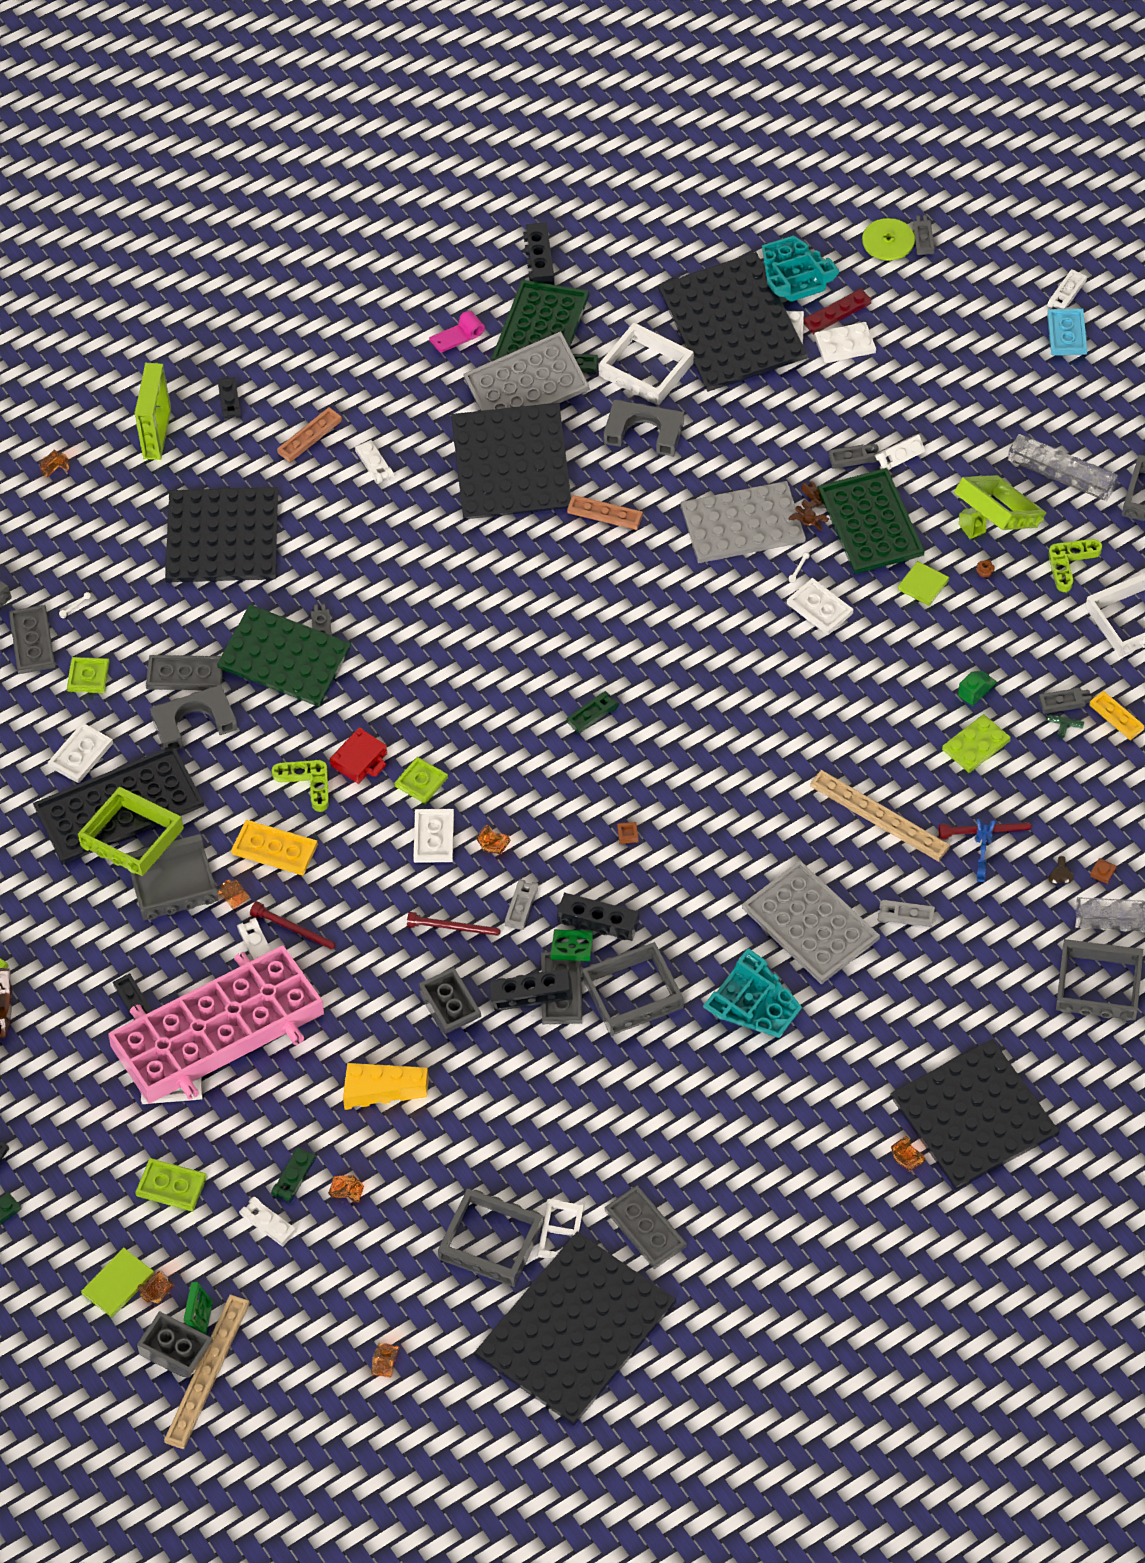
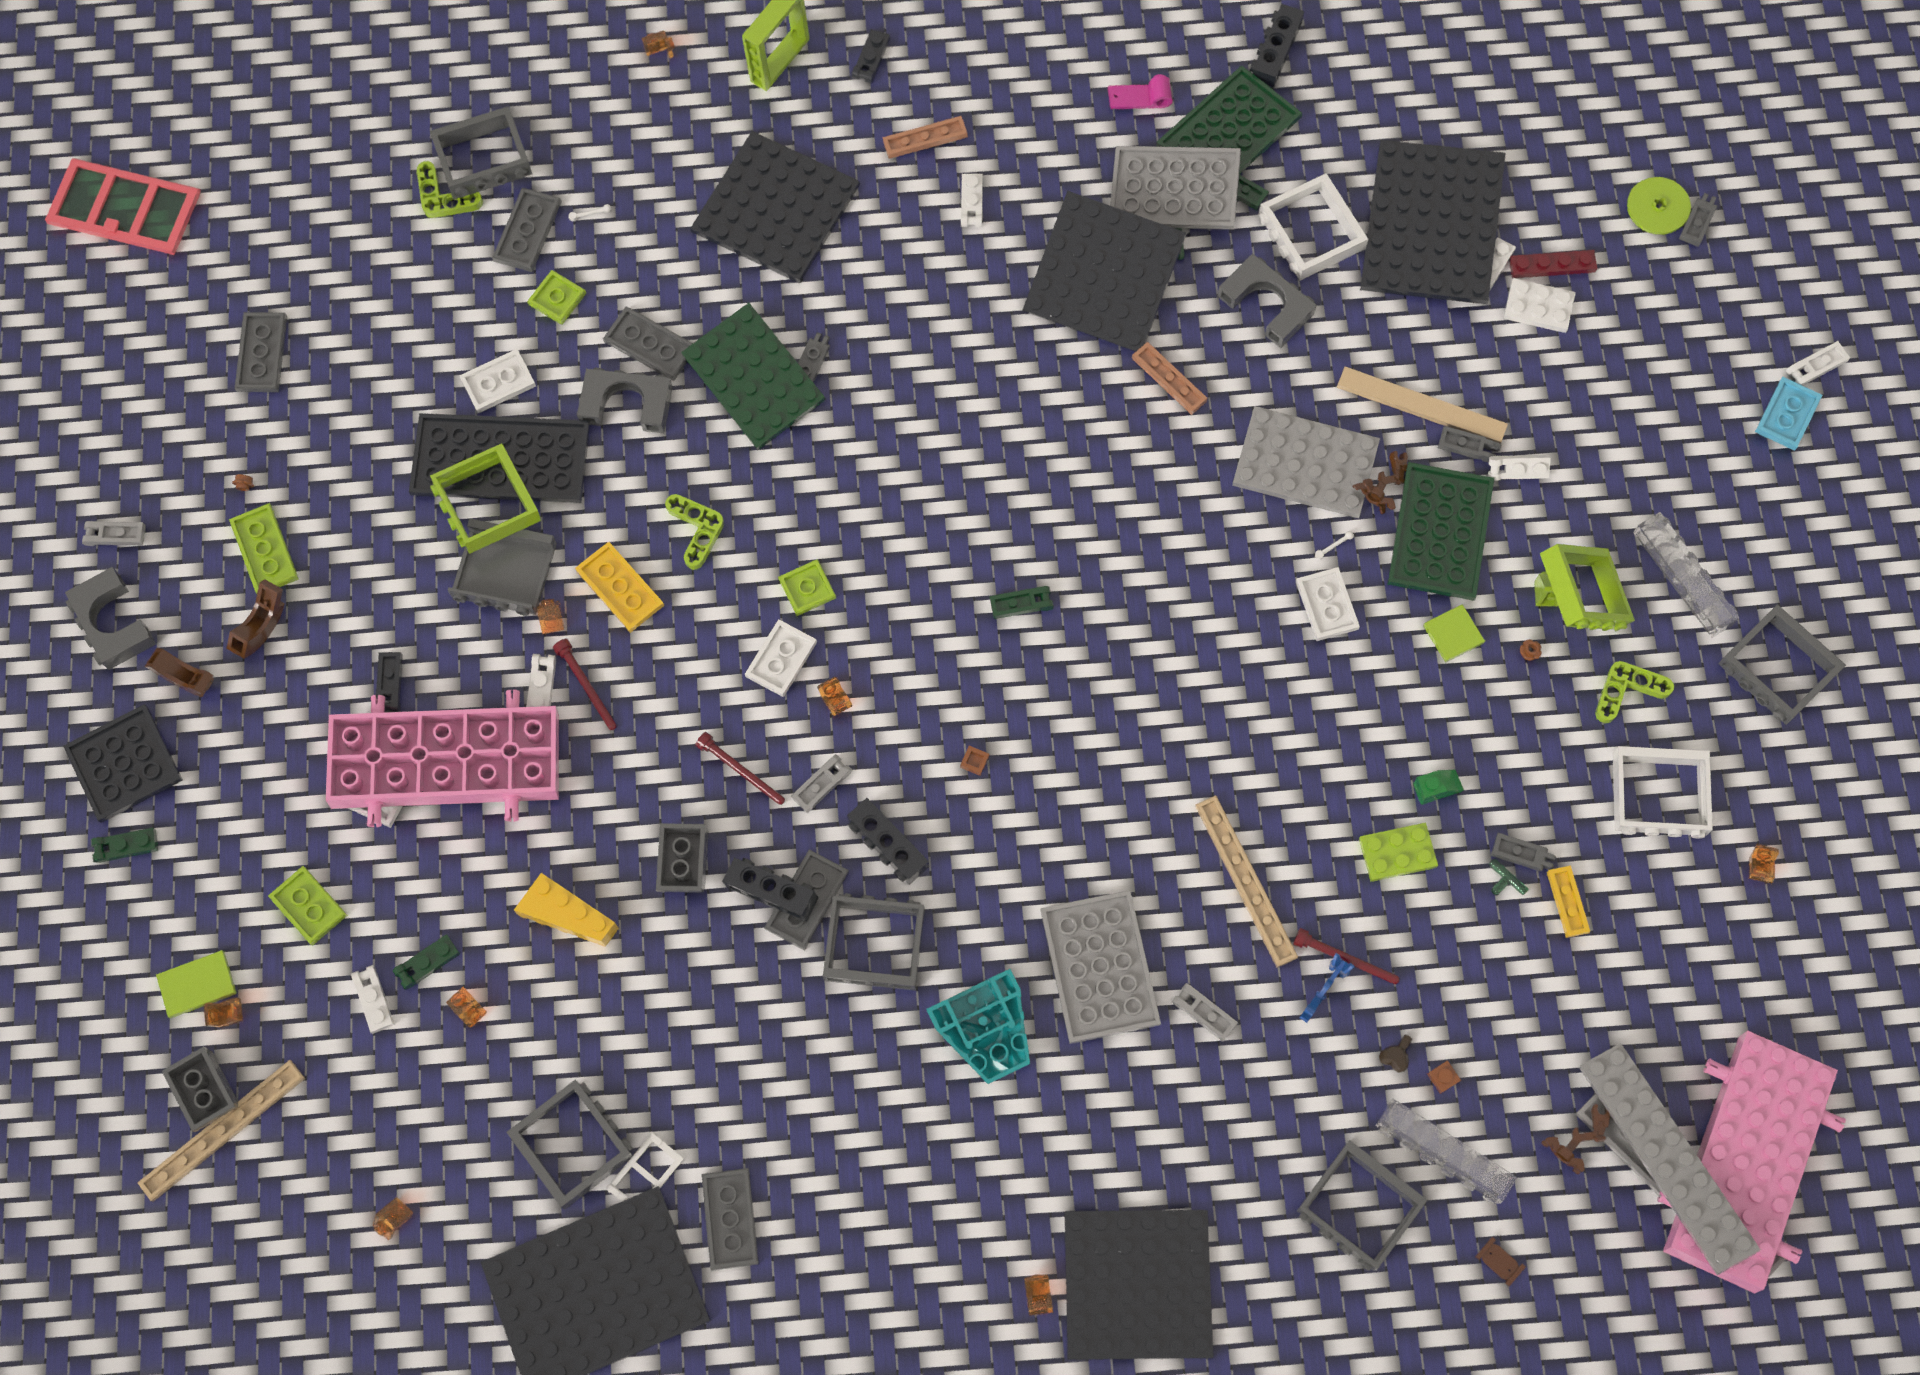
camera: 30 degrees right, 15 degrees up
(201, 1309) = (250, 1071): green piece -> none
(360, 756) = (761, 529): red piece -> none
(572, 935) = (852, 847): green piece -> none
(796, 270) = (1535, 193): teal wedge -> none
(799, 446) = (1421, 405): none -> tan tile

